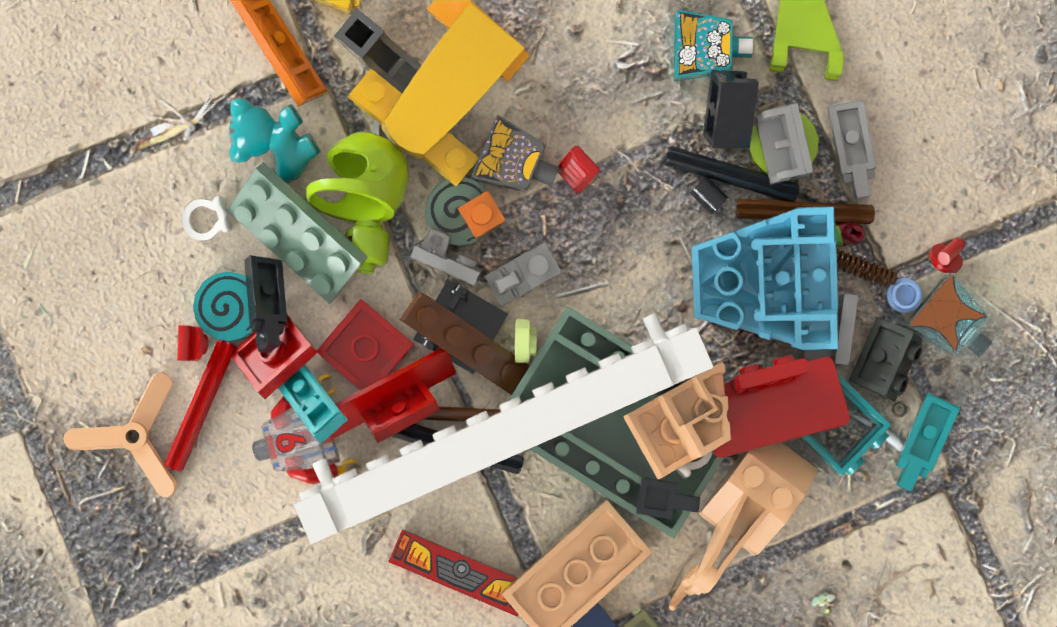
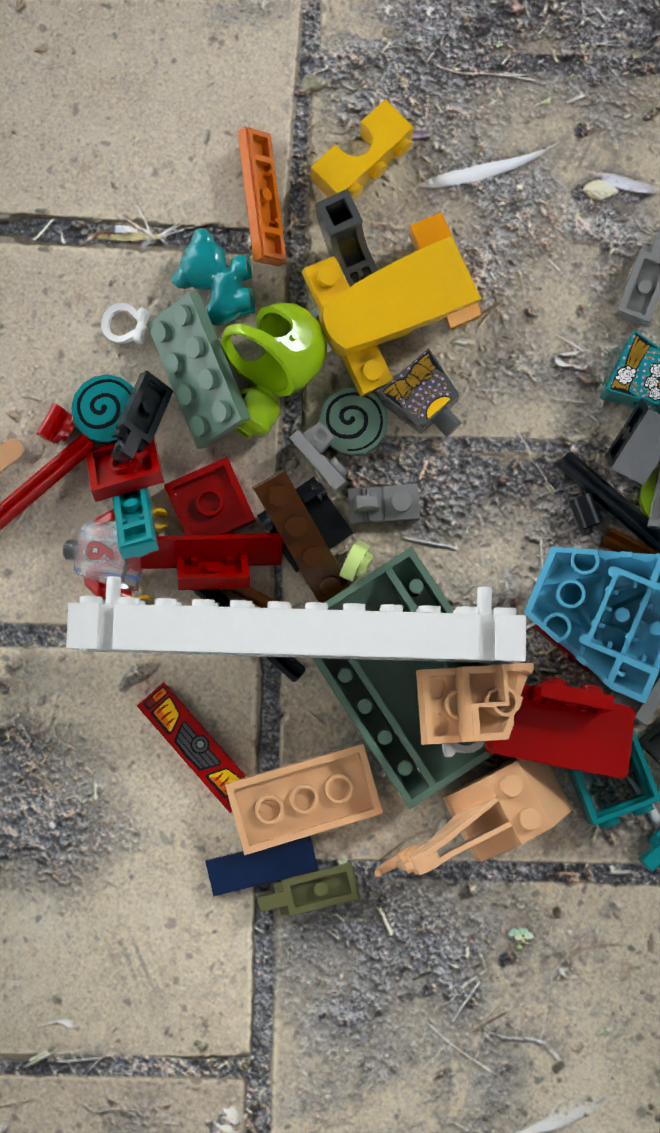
camera: 25 degrees right, 5 degrees down
(481, 214) = (372, 432): orange plate -> none
(578, 169) = (479, 431): red slope -> none
(660, 498) = (415, 764): black plate -> none

